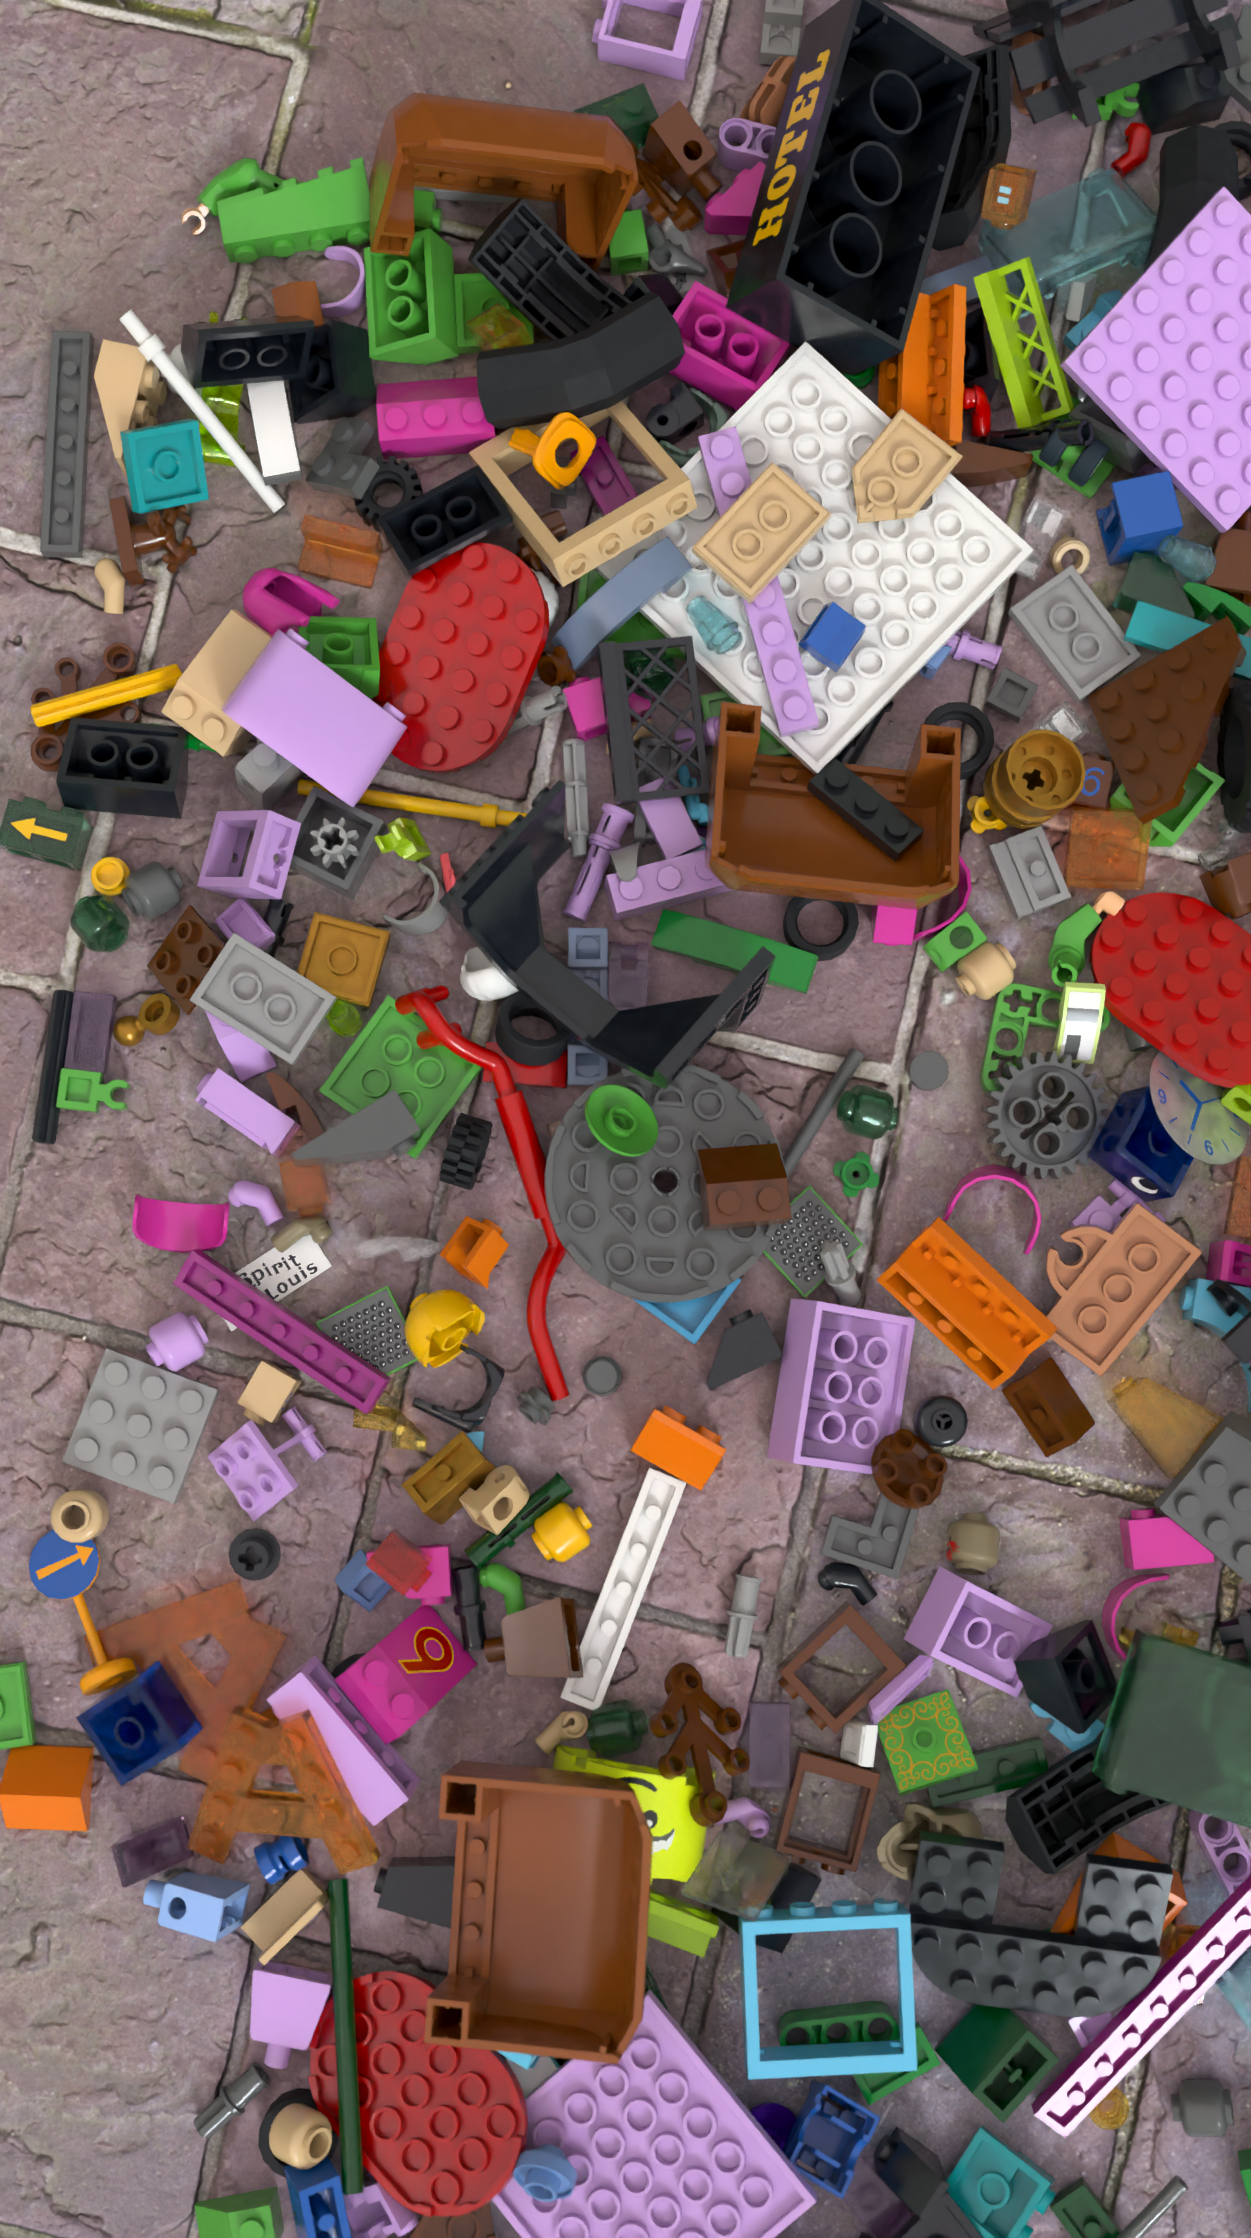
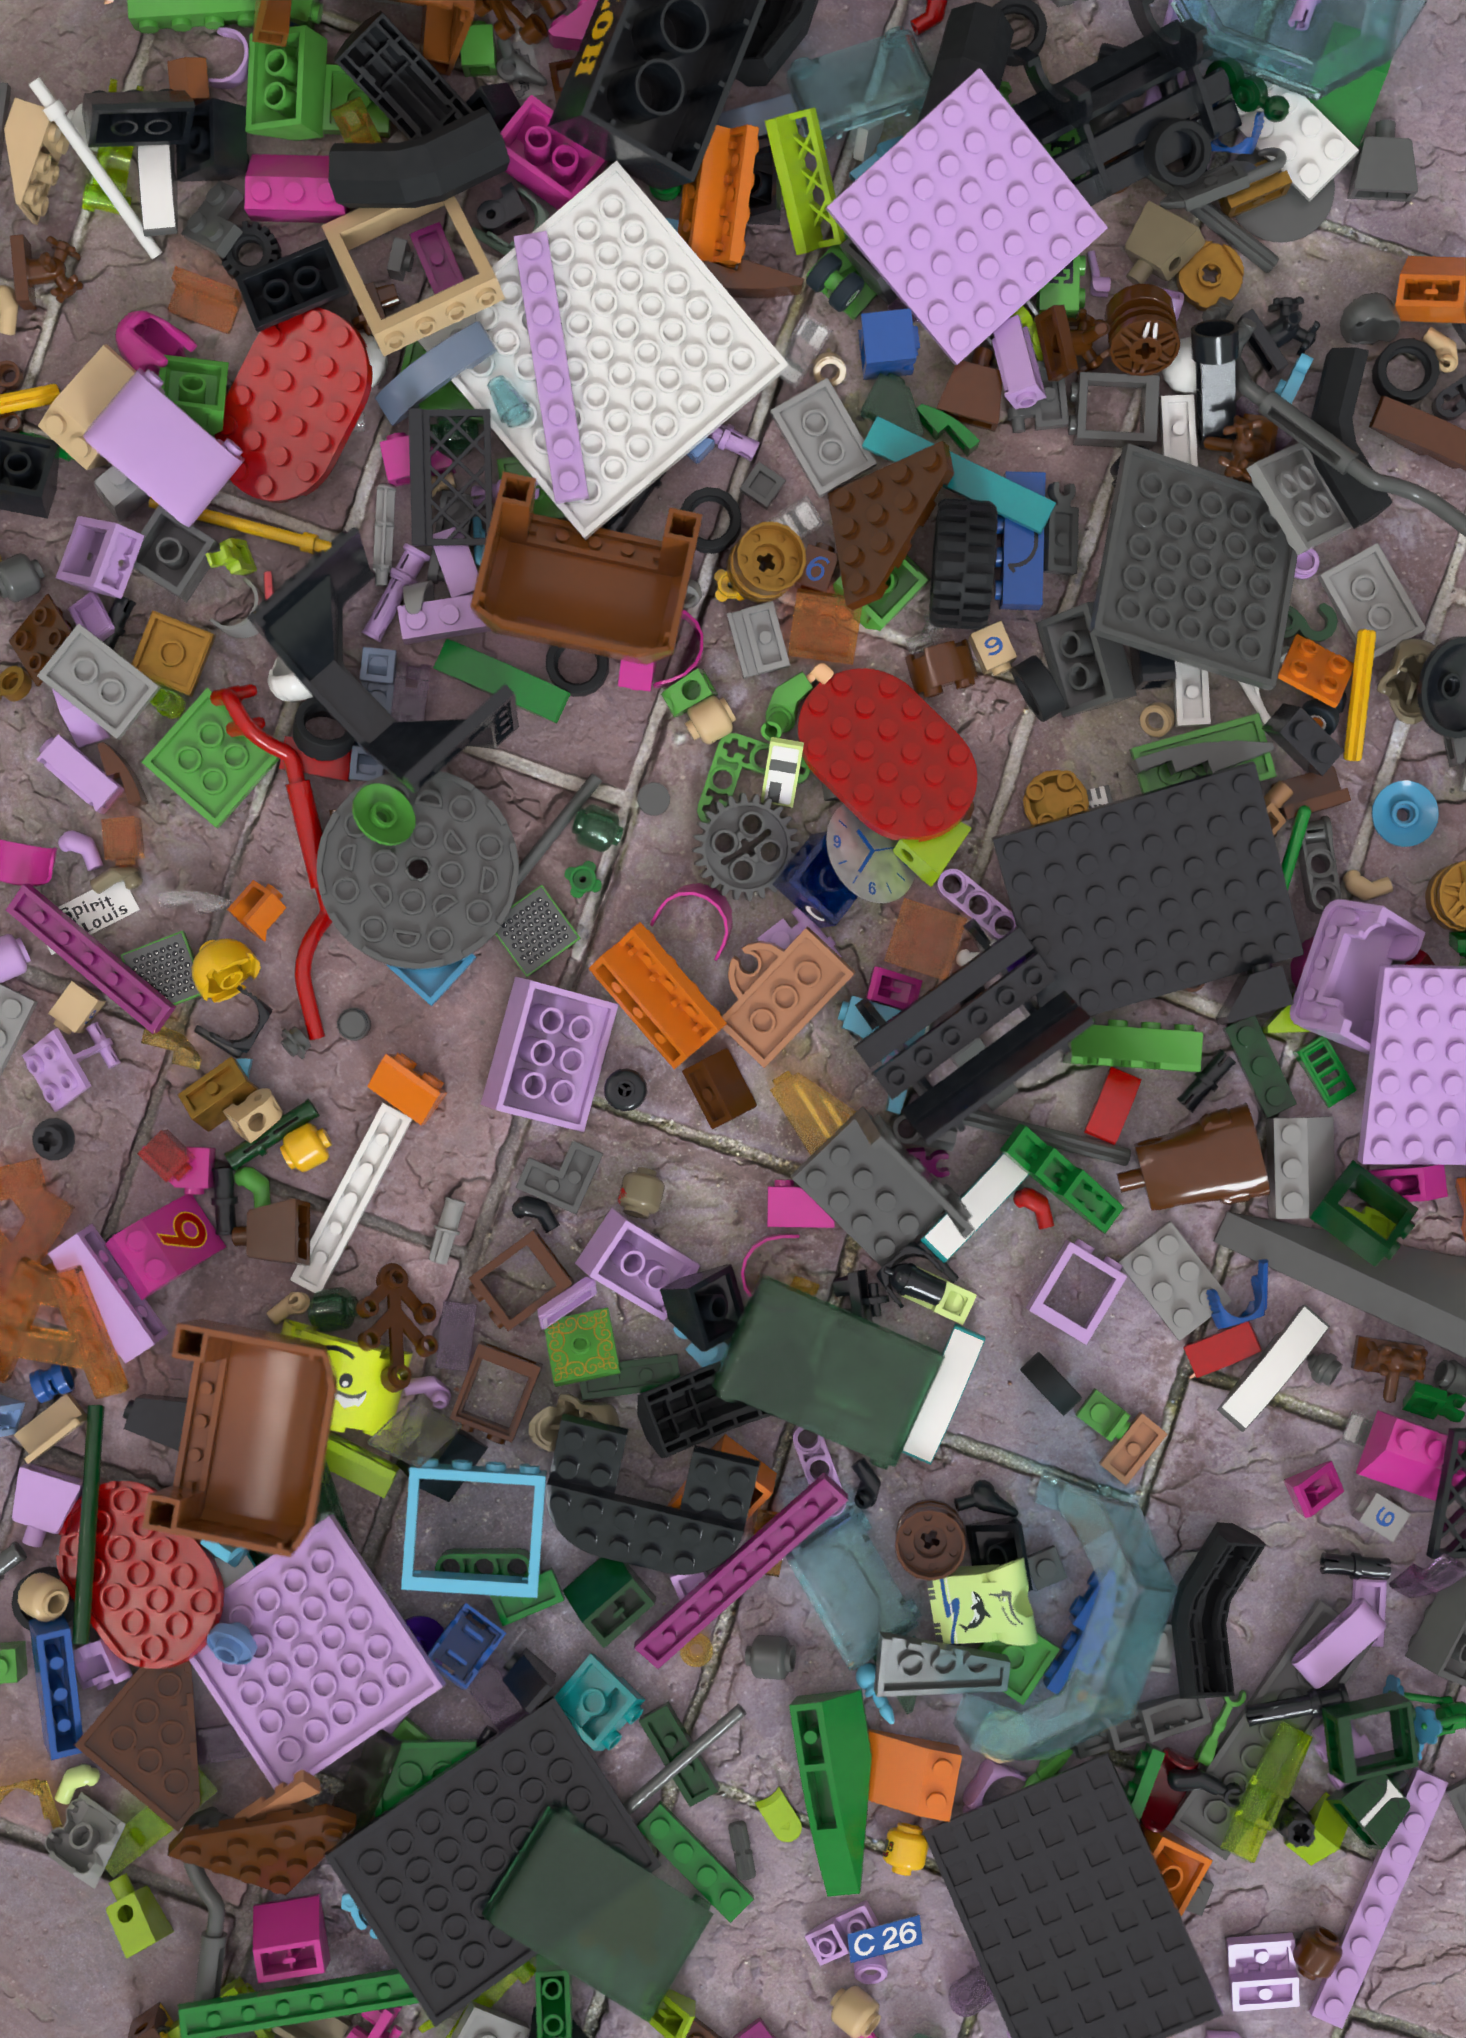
camera: 10 degrees right, 5 degrees up
(164, 465) = (58, 213): teal plate -> none
(331, 832) = (170, 546): light grey gear -> none
(361, 1582) = (138, 1172): medium blue slope -> none
(367, 1135) = (179, 802): dark grey slope -> none
(465, 1151) = (257, 826): black tyre -> none
(538, 707) = (355, 455): light grey axle -> none
(543, 449) = (381, 231): light orange piece -> none
(556, 667) = (376, 421): reddish brown plate -> none
(742, 1349) = (470, 1014): black slope -> none
(743, 1186) = (479, 879): reddish brown slope -> none
(761, 532) = (555, 327): tan tile -> none
(832, 636) = (608, 422): blue piece -> none
(840, 1274) = (556, 960): light grey axle -> none
(859, 1742) = (528, 1341): white tile -> none
(865, 809) = (620, 573): black plate -> none
(900, 470) = (682, 284): tan tile -> none
(908, 1470) = (594, 1127): reddish brown dish -> none
(980, 410) = (766, 228): red arm -> none
(1008, 195) = (805, 48): clear orange brick -> none
(1034, 438) = (803, 264): black pin -> none
(1188, 558) = (923, 383): clear light blue cone -> none

